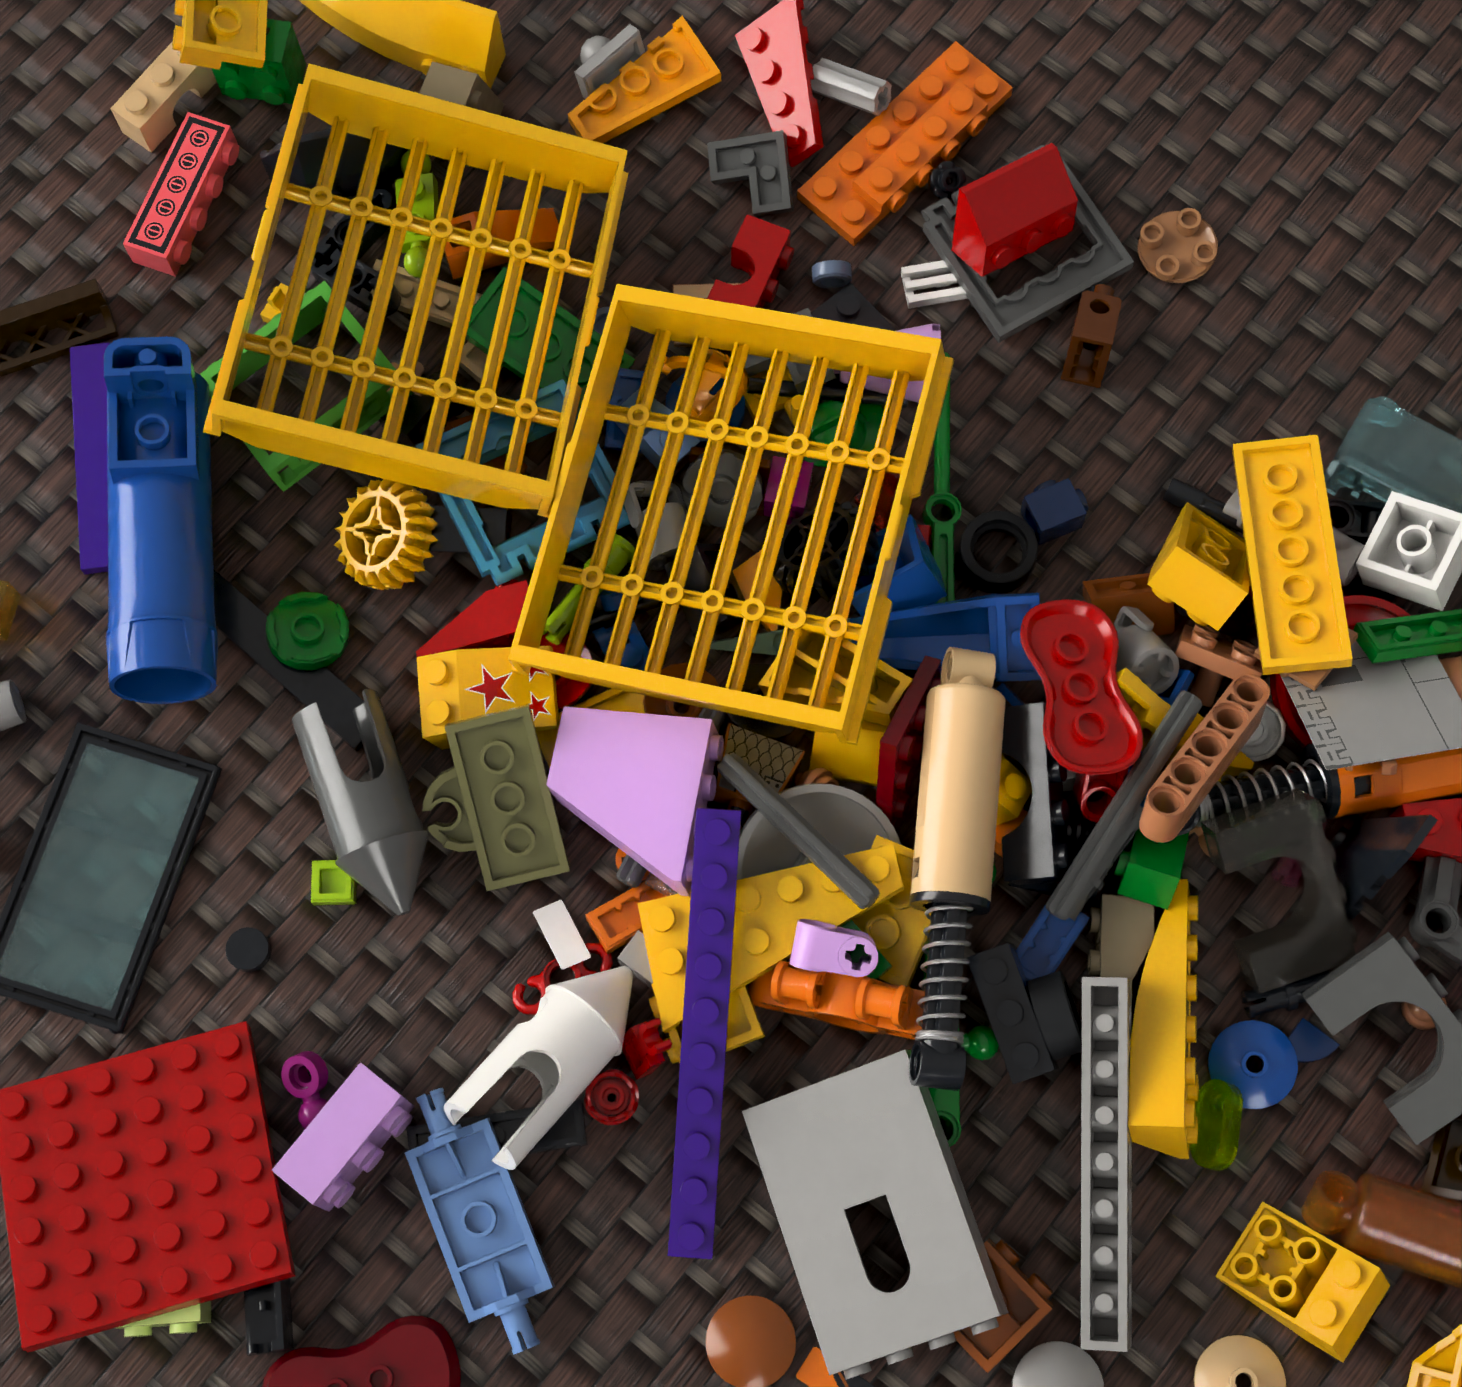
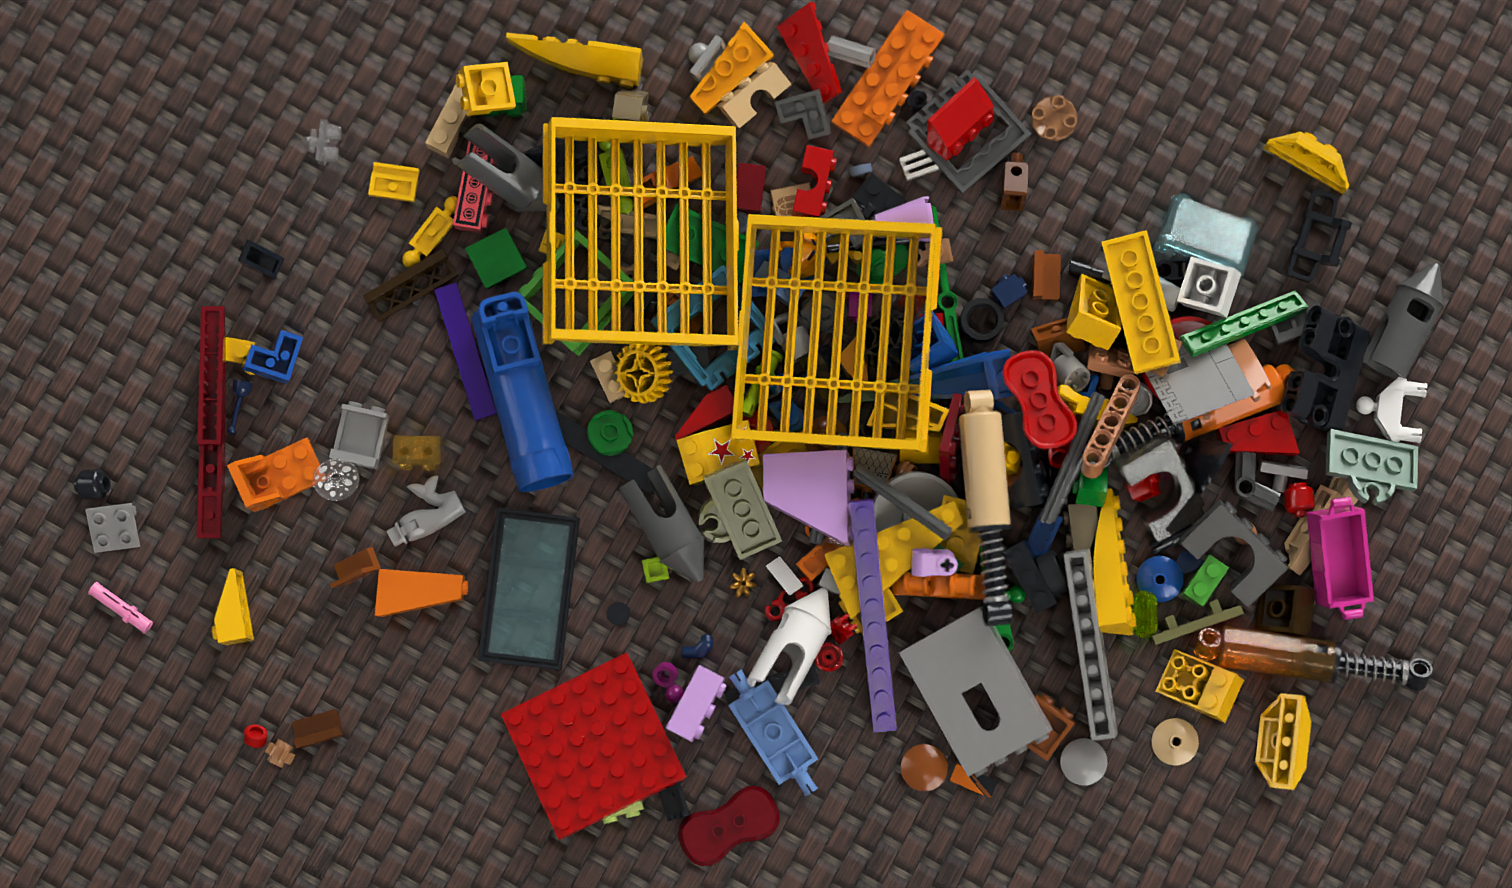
camera: 10 degrees left, 10 degrees up
(49, 170) = (394, 182): none -> yellow plate
(88, 256) = (431, 233): none -> yellow plate
(187, 309) = (496, 258): none -> green tile
(235, 178) = (515, 175): none -> dark grey piece
(321, 521) = (603, 368): none -> tan plate
(381, 1041) = (701, 649): none -> dark blue arm
(488, 938) = (743, 583): none -> pearl gold plant
(637, 261) = (750, 187): none -> dark red brick
(702, 107) = (737, 105): none -> tan arch
(949, 429) = (946, 253): none -> medium nougat plate
(1122, 498) = (1045, 276): none -> dark orange panel
(1248, 888) = (1145, 488): none -> red brick
(1338, 1082) = (1204, 581): none -> bright green brick
(1351, 1153) = (1217, 616): none -> olive hinge

